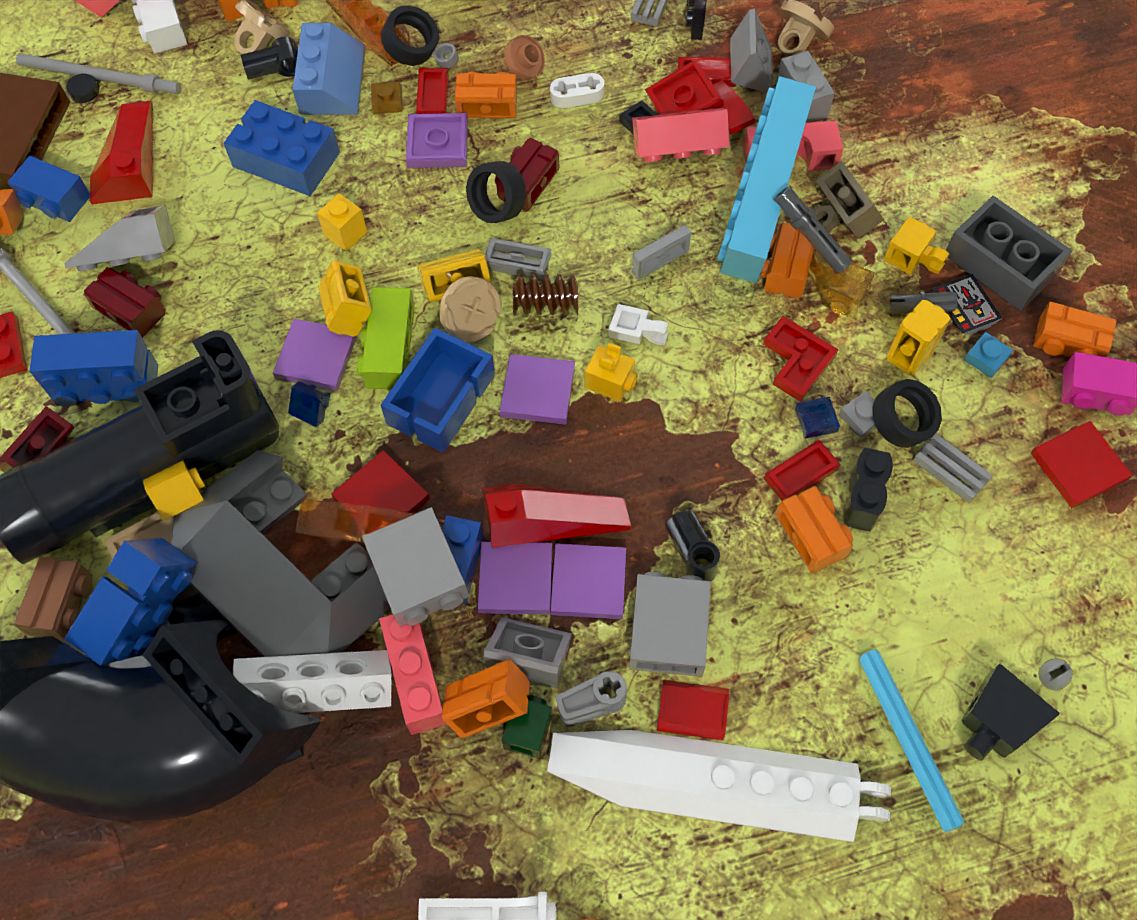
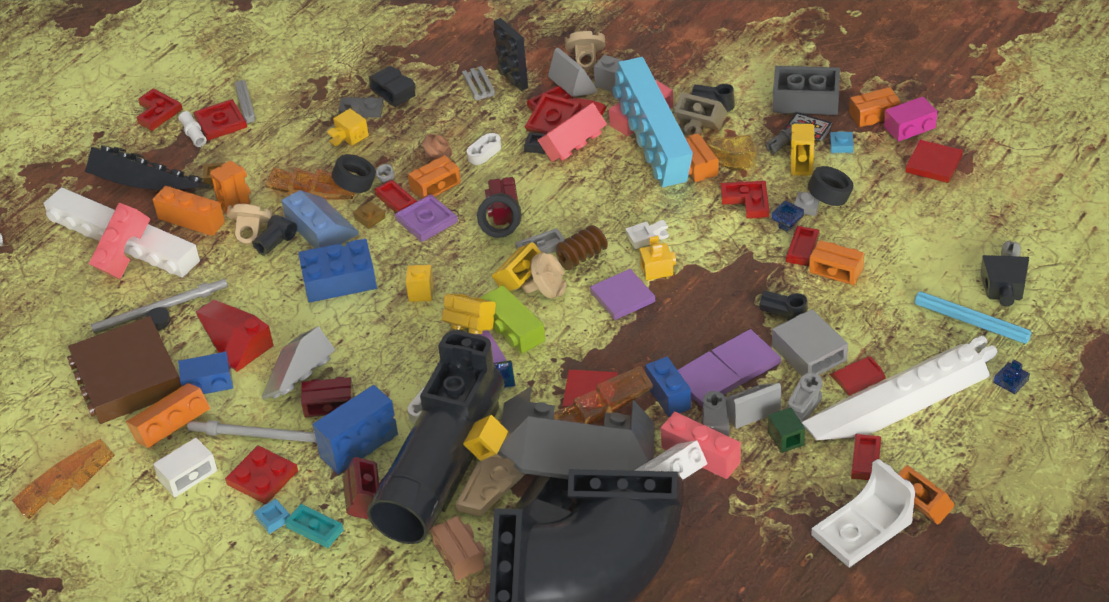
camera: 35 degrees left, 20 degrees down
(122, 622) = (525, 479): blue piece -> none
(416, 568) = (661, 385): light grey brick -> none
(438, 389) = (572, 320): blue piece -> none
(462, 648) = (715, 412): none -> dark grey piece
(486, 699) = (756, 422): orange brick -> none
(539, 514) = (692, 340): red wedge -> none
(588, 841) = (865, 453): none -> red tile
(661, 252) = (622, 193): light grey tile -> none
(813, 230) = (695, 123): dark grey pin -> none
(867, 489) = (844, 227): black brick -> none
(874, 871) = (1012, 377): none -> clear blue tile
(896, 191) = (723, 93): none -> black piece
(913, 246) = (754, 115): yellow brick -> none
(955, 463) = (875, 199): light grey tile -> none

